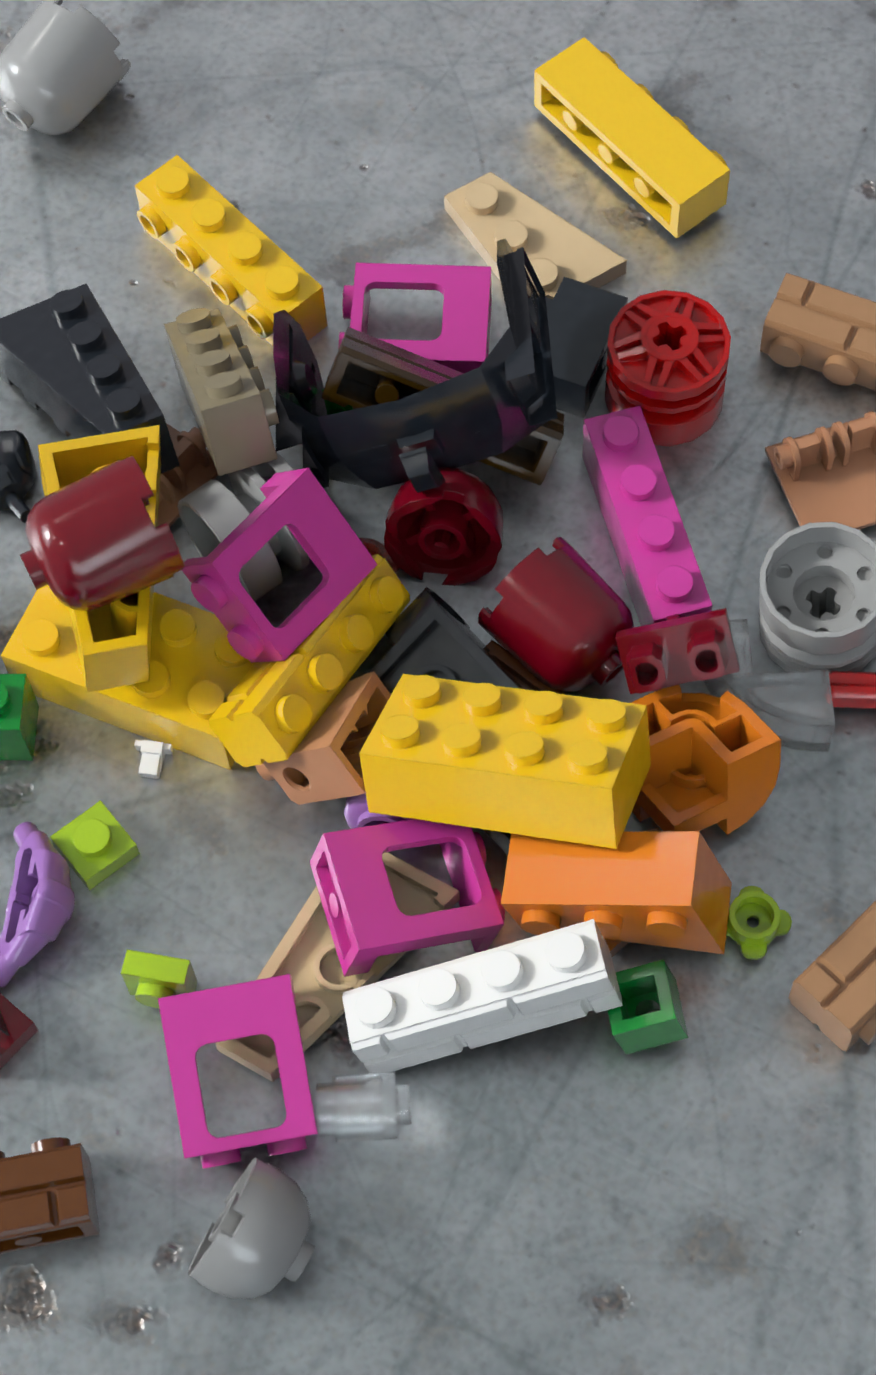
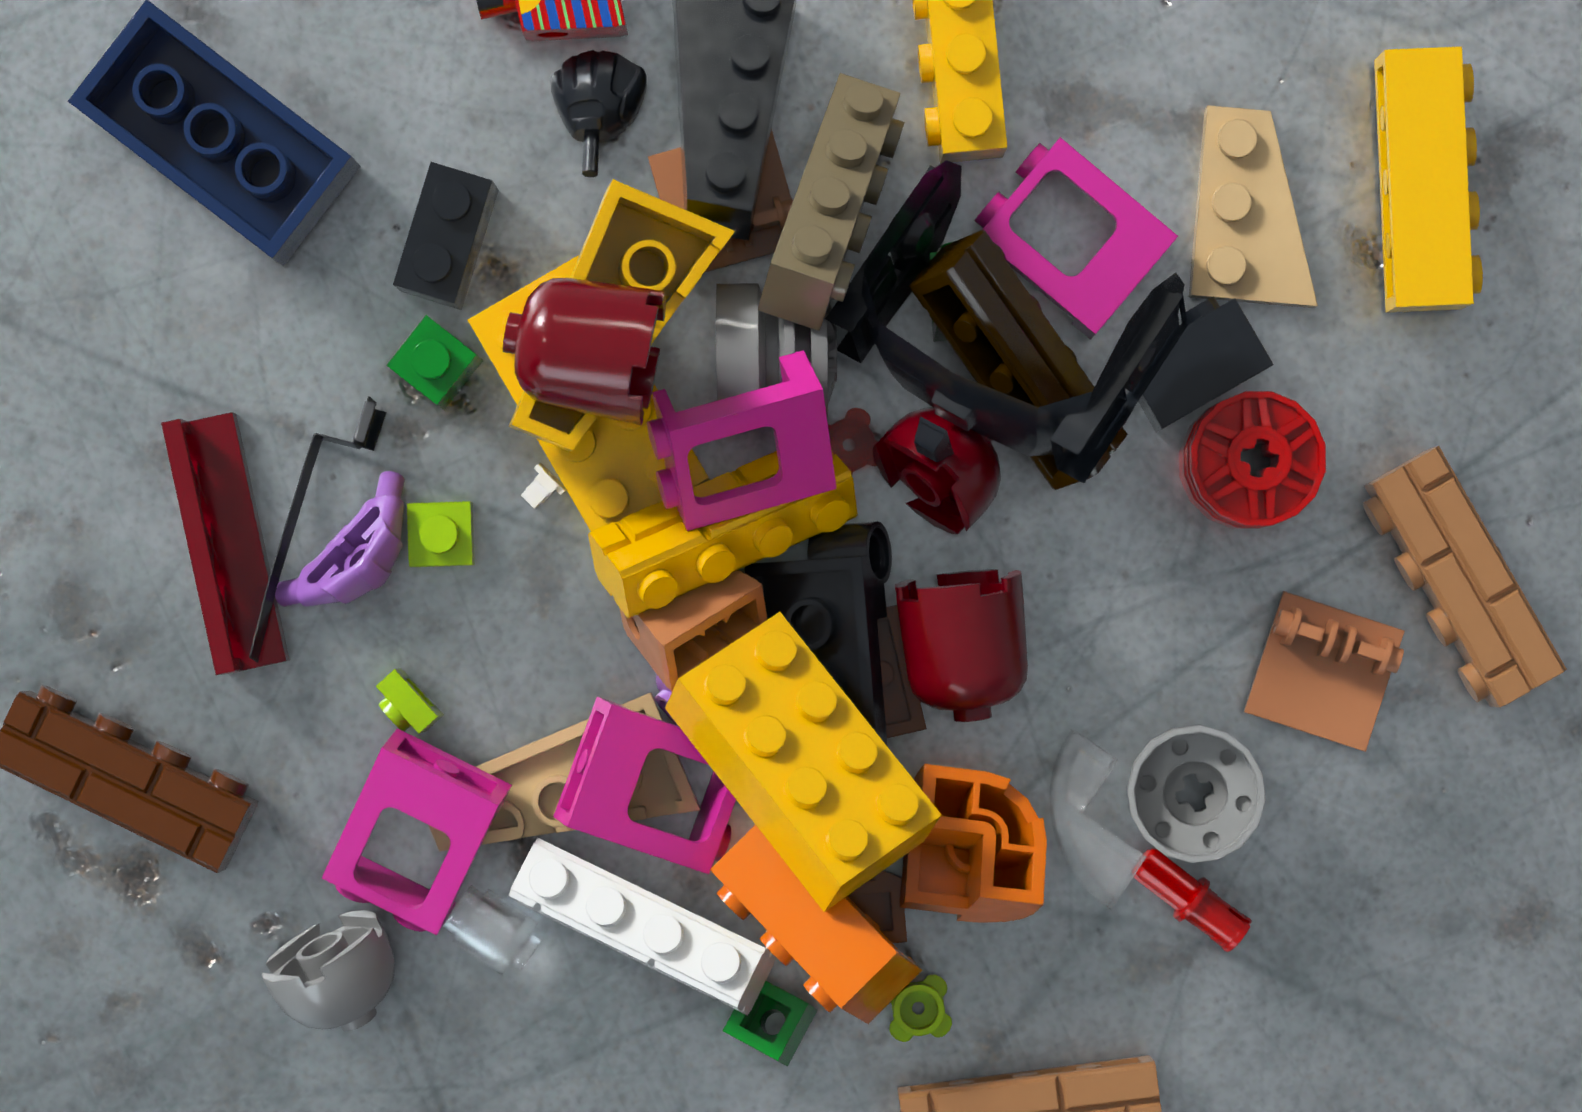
camera: 35 degrees right, 25 degrees up
(642, 517) = (1110, 597): dark pink brick -> none
(677, 651) = (1028, 756): dark red hips -> none

